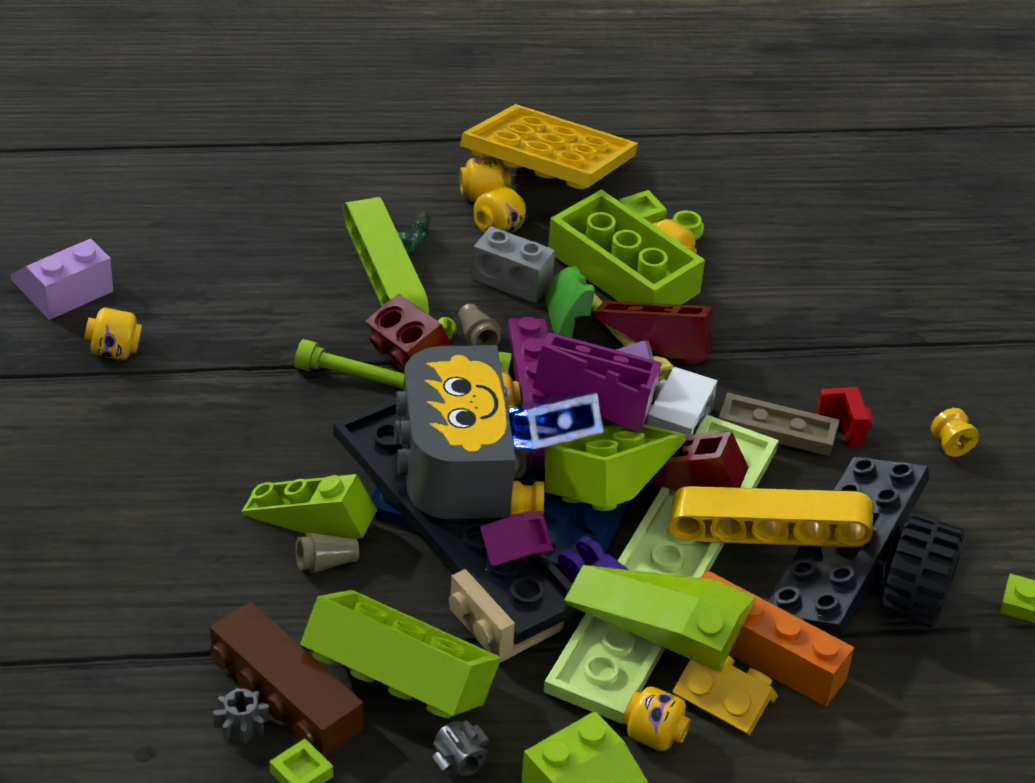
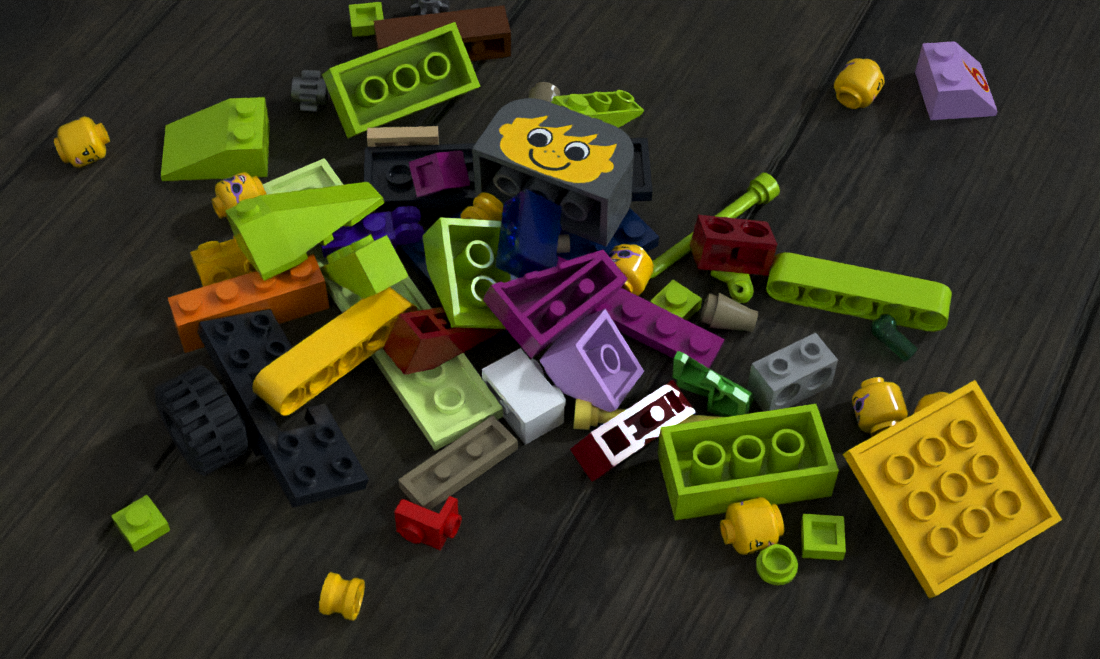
camera: 125 degrees right, 10 degrees up
(684, 521) = (365, 266): none -> lime slope

